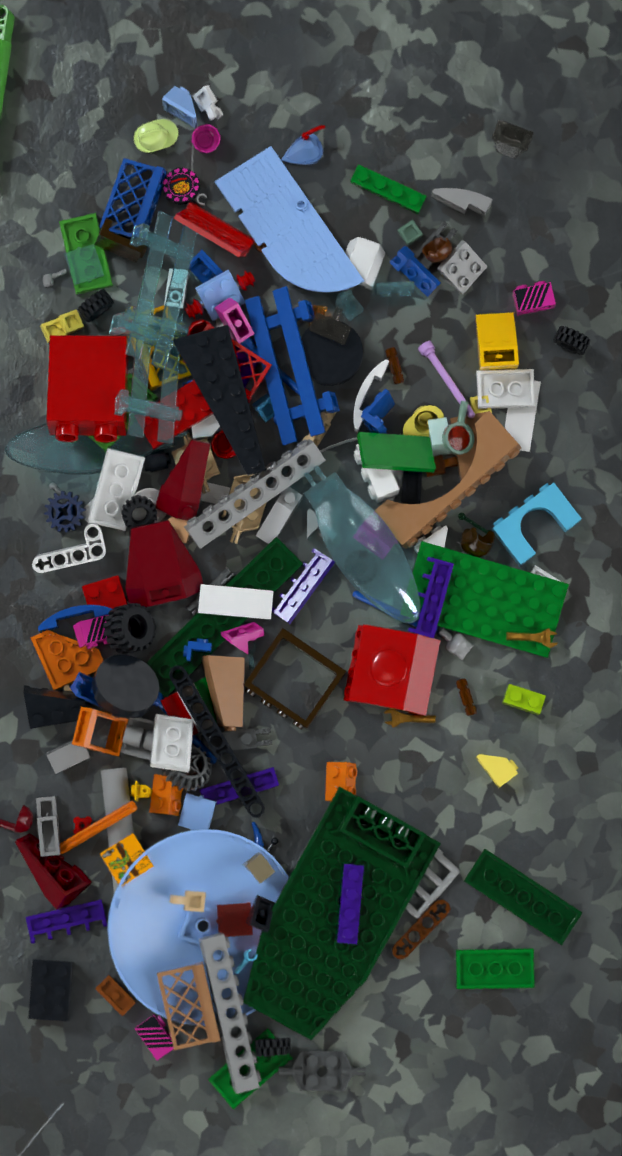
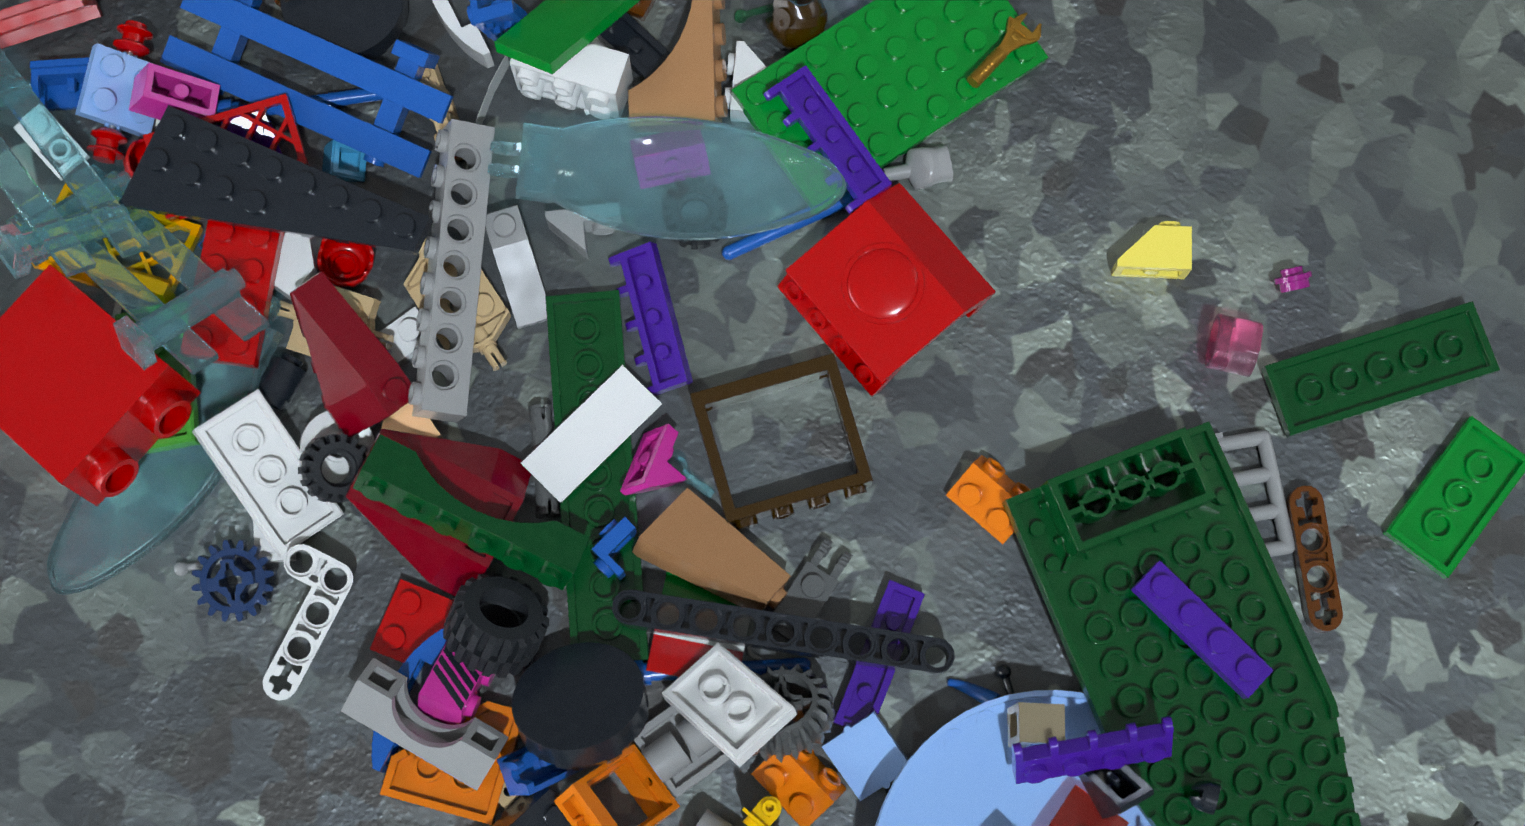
camera: 50 degrees left, 5 degrees down
(71, 655) = (384, 705): none -> light grey arch
(153, 545) = (402, 482): none -> dark green arch
(265, 897) = (1092, 752): none -> dark purple hinge
(283, 956) = (1208, 796): none -> black hinge
(398, 718) = (965, 336): pearl gold piece -> none
(466, 697) = (1012, 216): reddish brown axle -> none
(482, 829) = (1233, 345): none -> clear pink piece
(523, 699) = (1084, 136): lime brick -> none
(532, 832) = (1293, 279): none -> magenta plate

